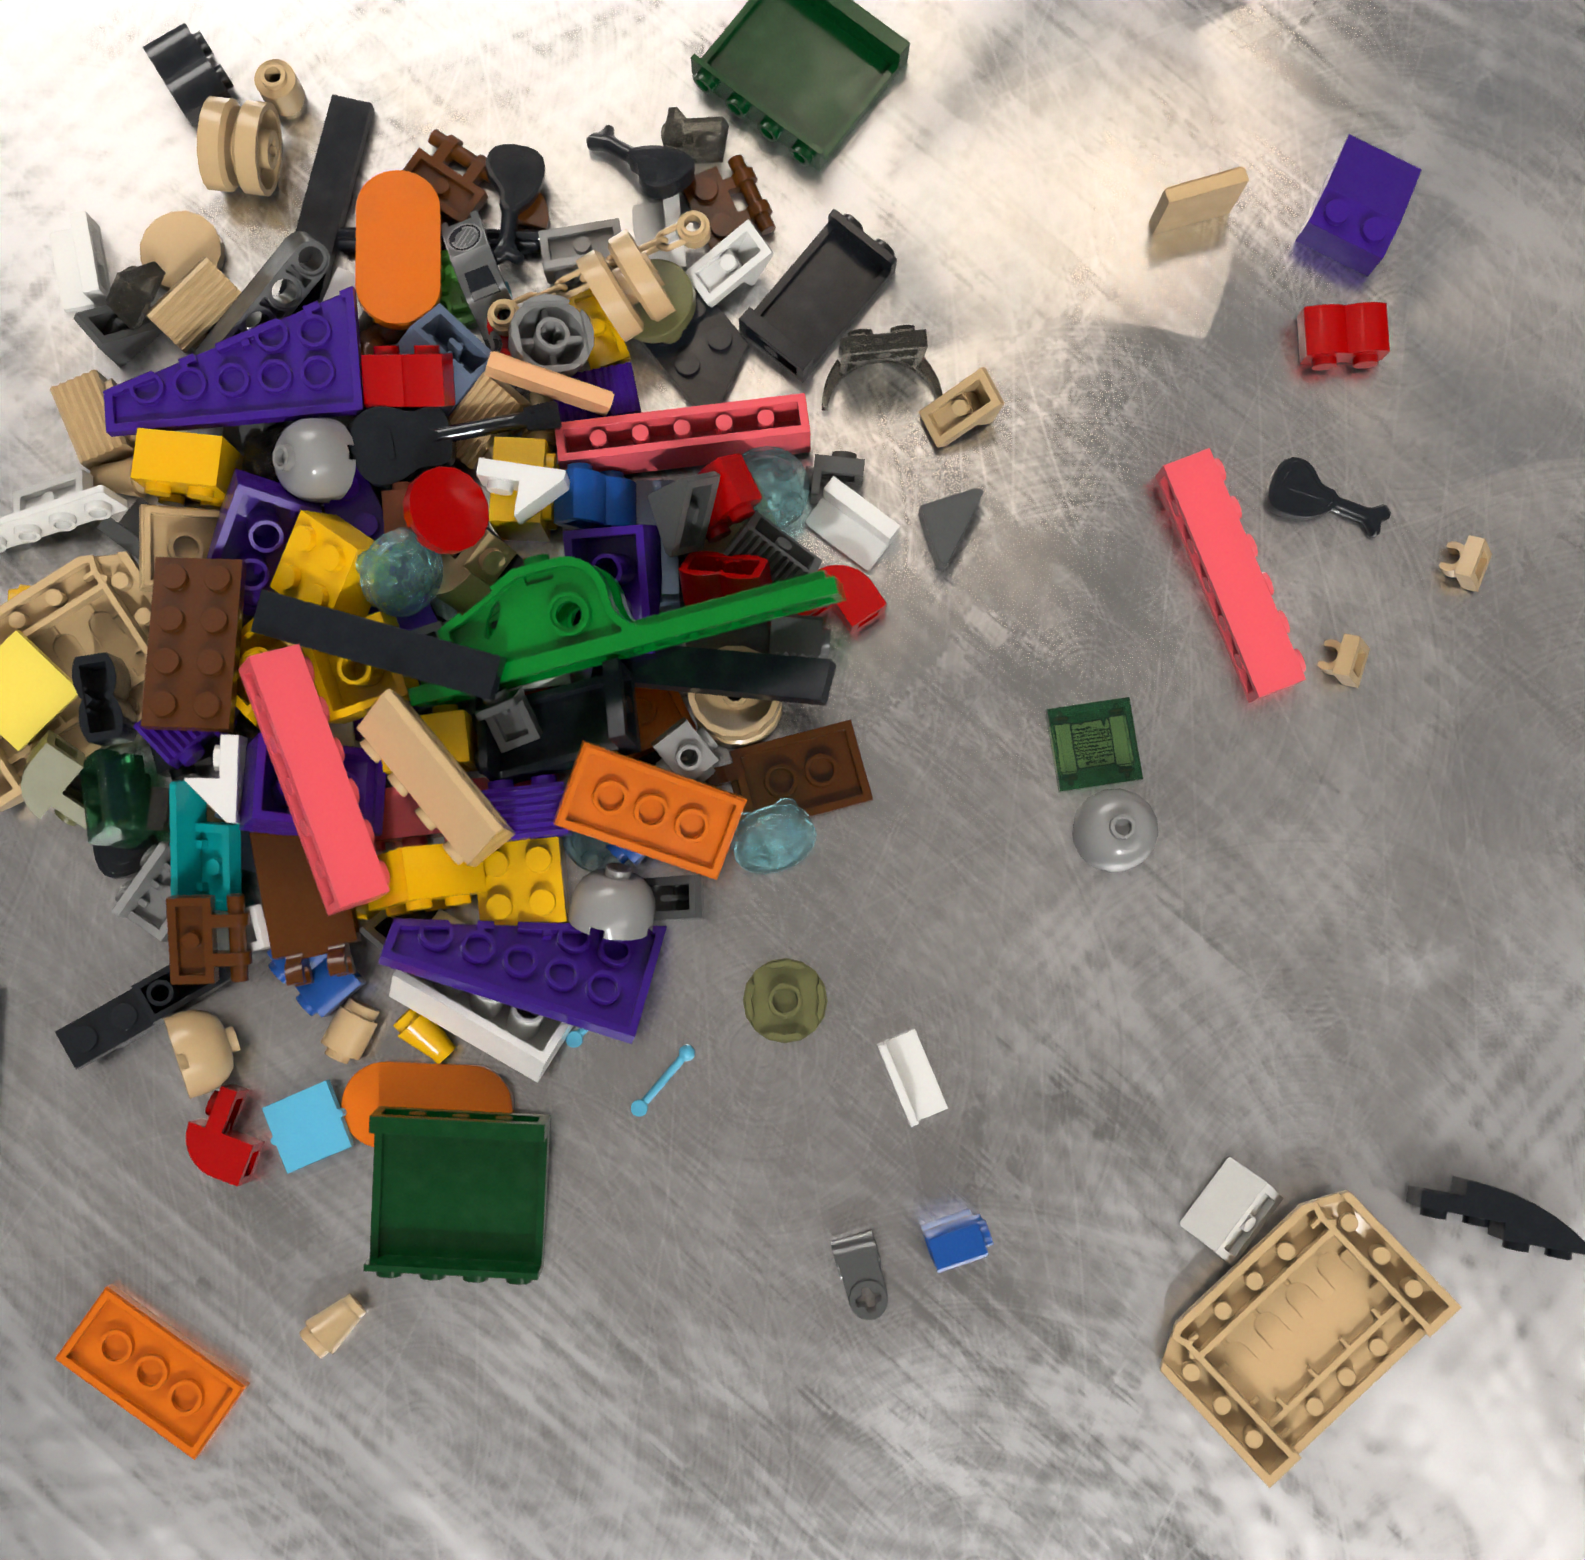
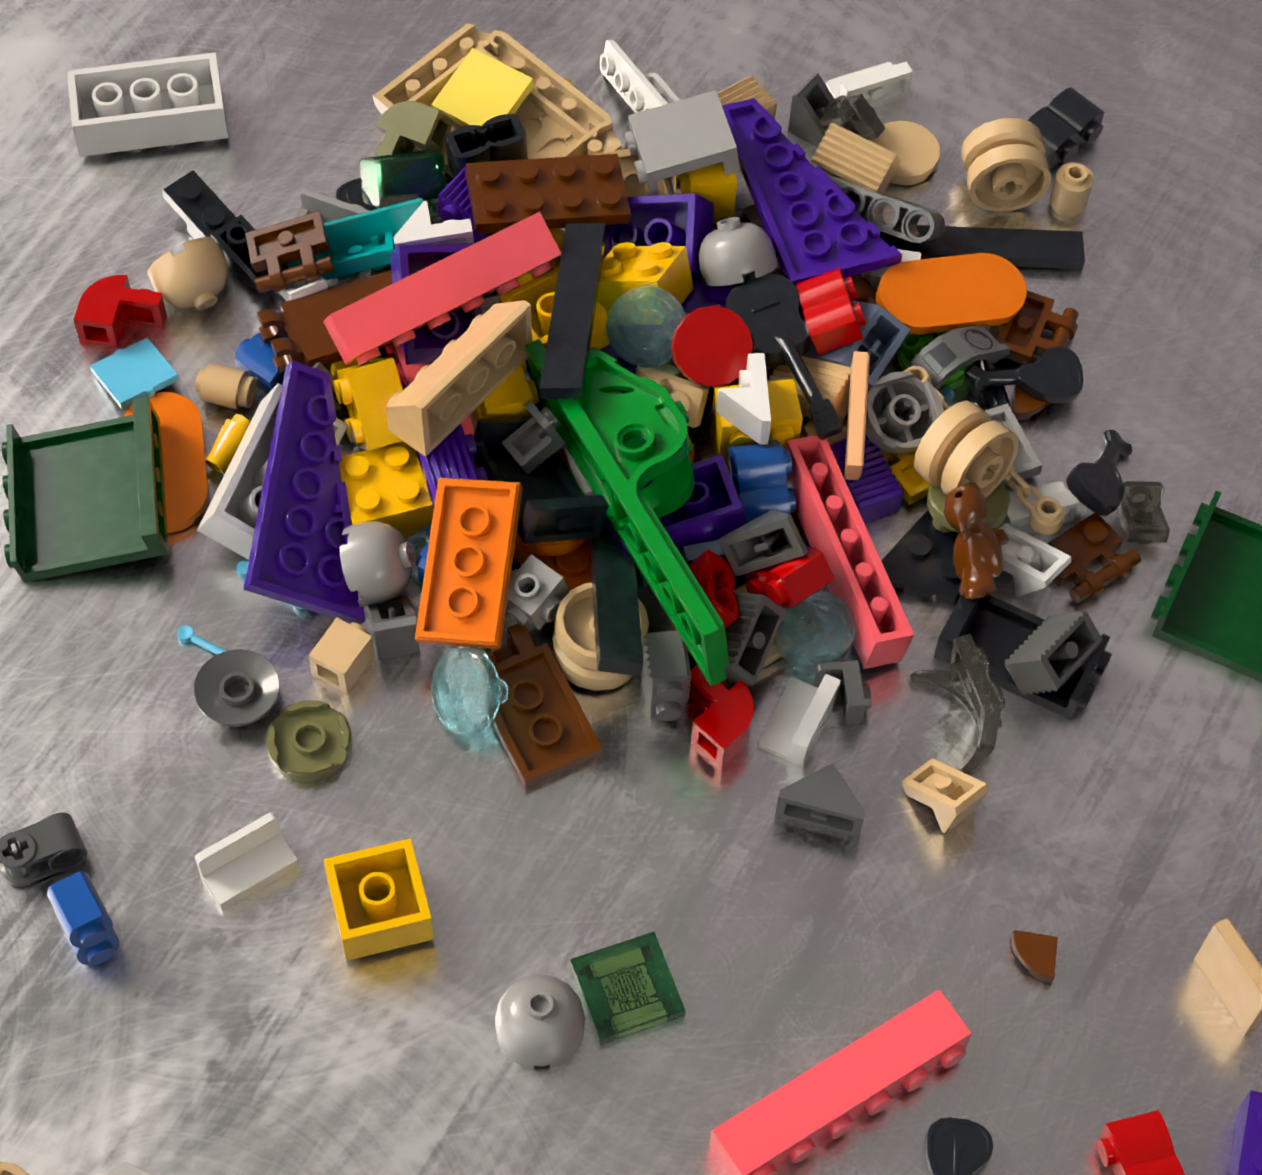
camera: 80 degrees right, 25 degrees down
(160, 482) = (681, 139): none -> light grey panel
(701, 953) = (342, 655): none -> tan brick
(716, 1087) = (231, 673): none -> dark grey dish
(725, 305) = (977, 546): none -> reddish brown animal
(843, 267) = (1053, 652): none -> dark grey brick
(980, 958) = (378, 899): none -> yellow brick
(1128, 371) = (1036, 953): none -> reddish brown tile

